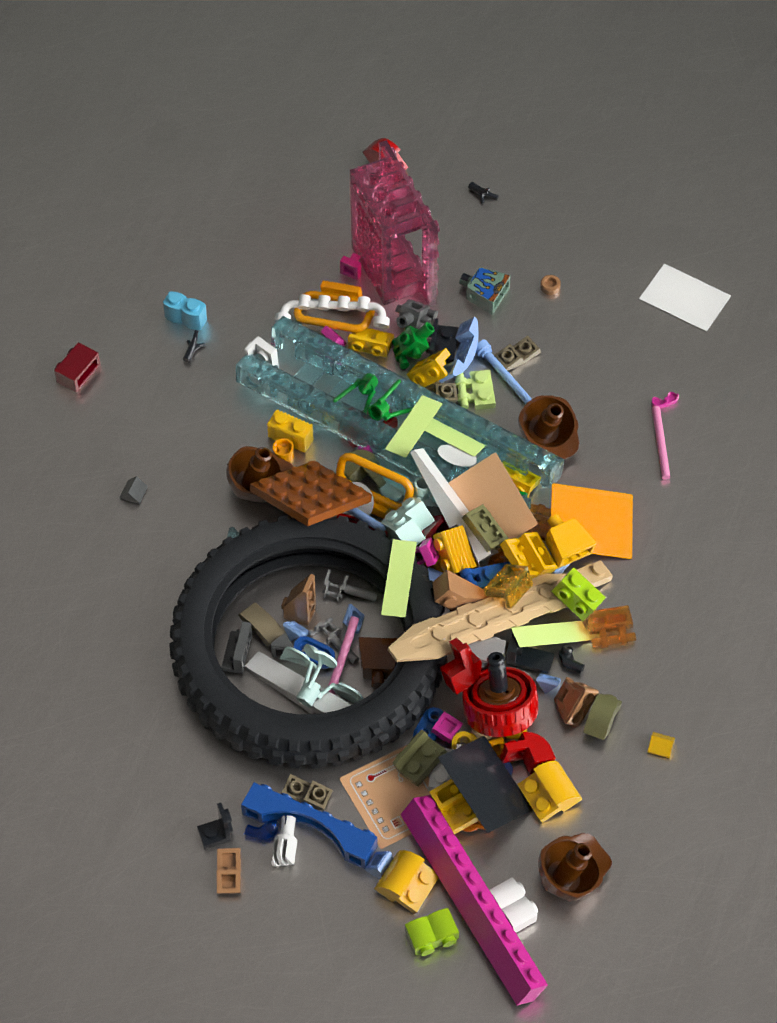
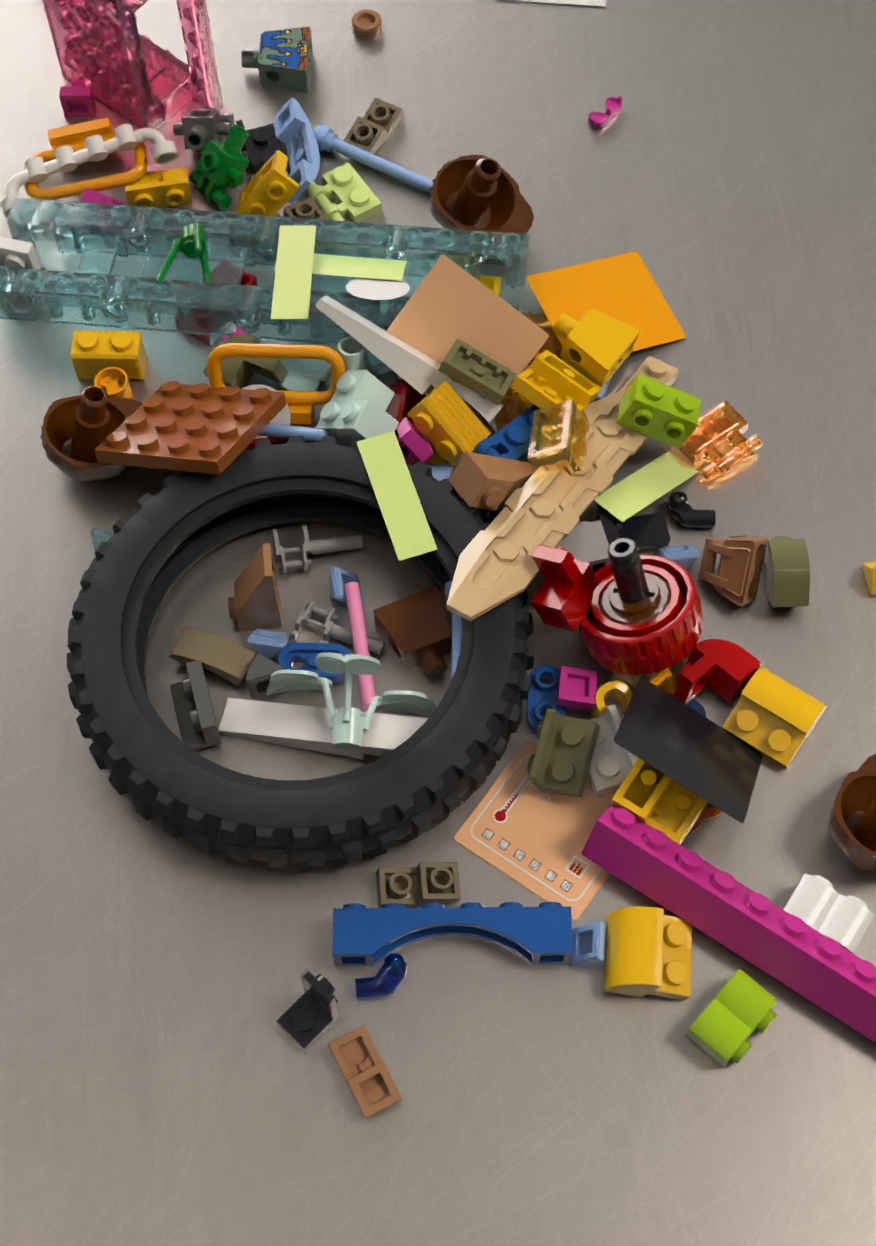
camera: 25 degrees left, 5 degrees up
(285, 843) = (430, 983): white arm -> none
(381, 408) = (233, 265): green plant -> none
(660, 442) = (634, 168): bright pink bar -> none

